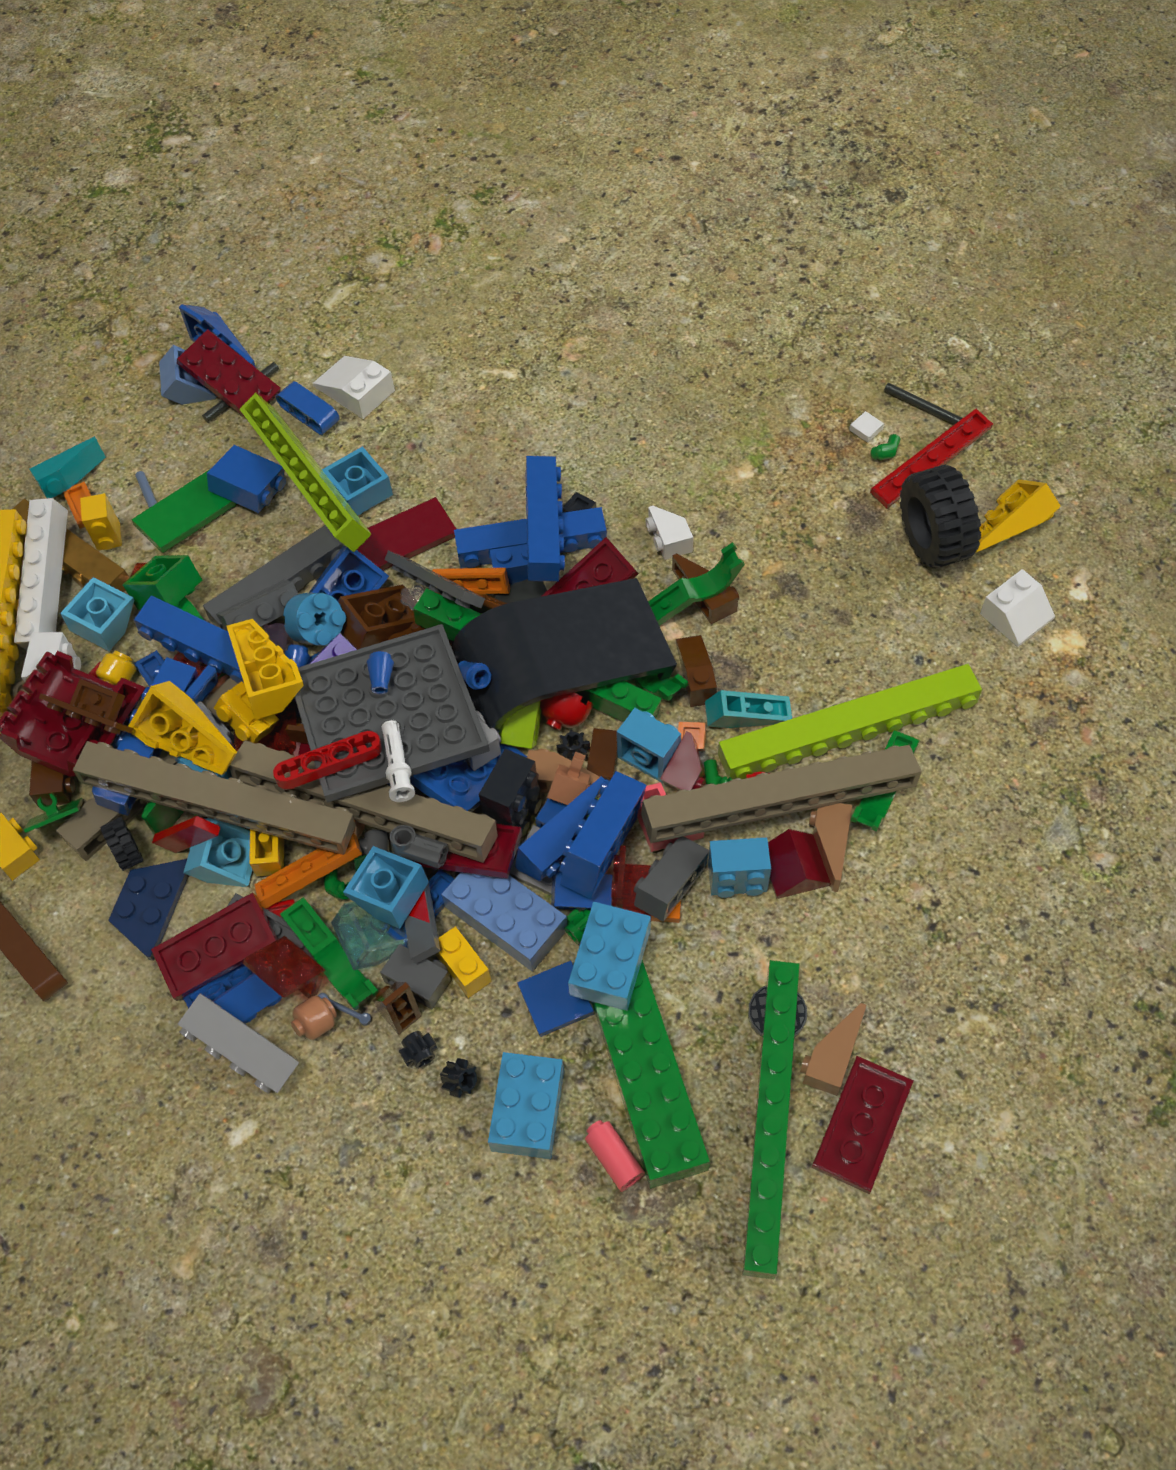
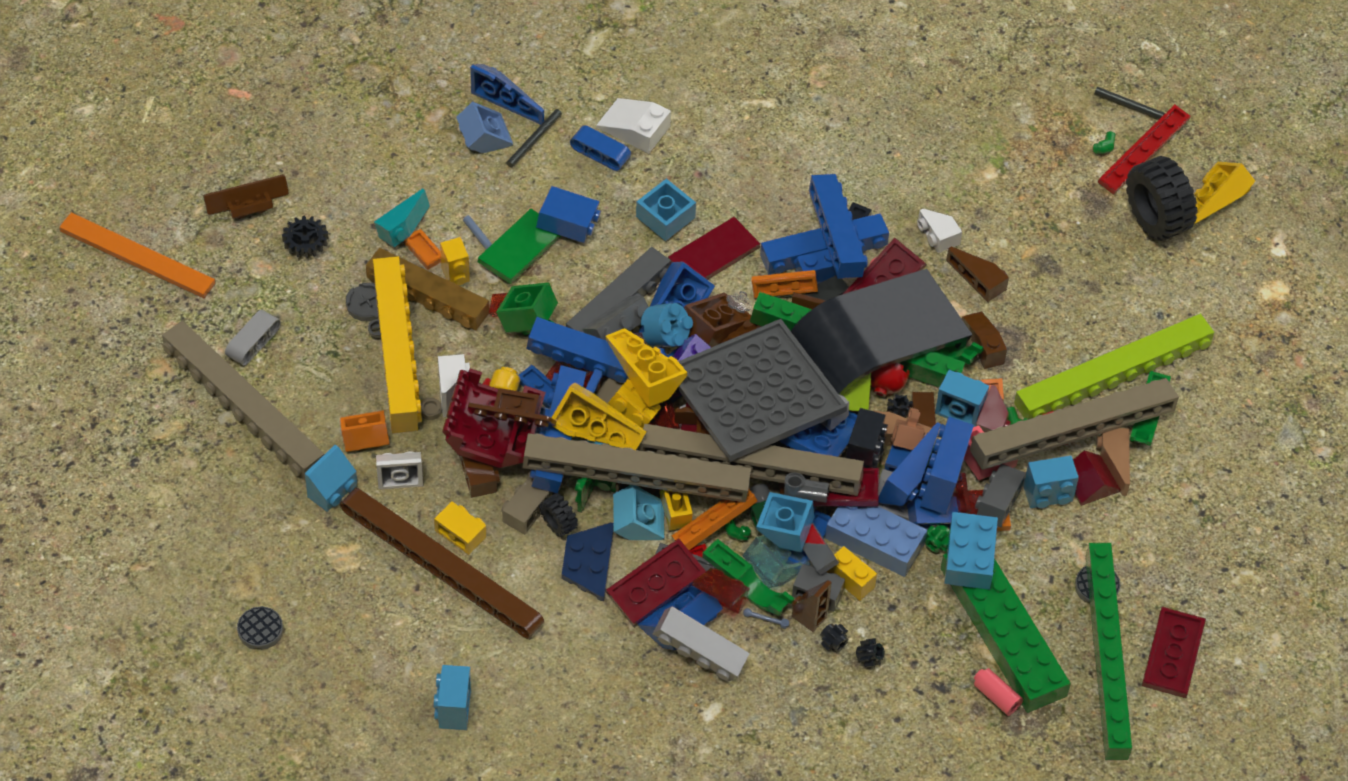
camera: 15 degrees left, 5 degrees down
(41, 569) = (421, 309): white brick -> none
(52, 812) = (493, 497): green piece -> none
(99, 613) = (478, 338): medium azure slope -> none
(186, 834) = (613, 501): red tile -> none
(225, 372) = (525, 125): dark red plate -> none
(305, 473) = (625, 203): lime brick -> none
(313, 1017) = (747, 624): nougat head -> none
(326, 756) = (722, 425): red beam -> none
(380, 670) = (745, 357): blue cone -> none
(397, 771) = (784, 430): white pin -> none
(434, 581) = (766, 286): dark grey plate -> none
(475, 674) = (821, 355): blue cone -> none
(526, 1105) = (926, 666): dark azure brick -> none
(550, 1000) = (927, 592): blue tile -> none
(691, 590) = (973, 274): green piece -> none
(746, 709) = (1029, 365): teal slope -> none
(832, 1054) = (1143, 608): medium nougat slope -> none
(866, 426) = (1085, 126): white tile -> none
(1018, 608) = (1232, 266): white slope -> none

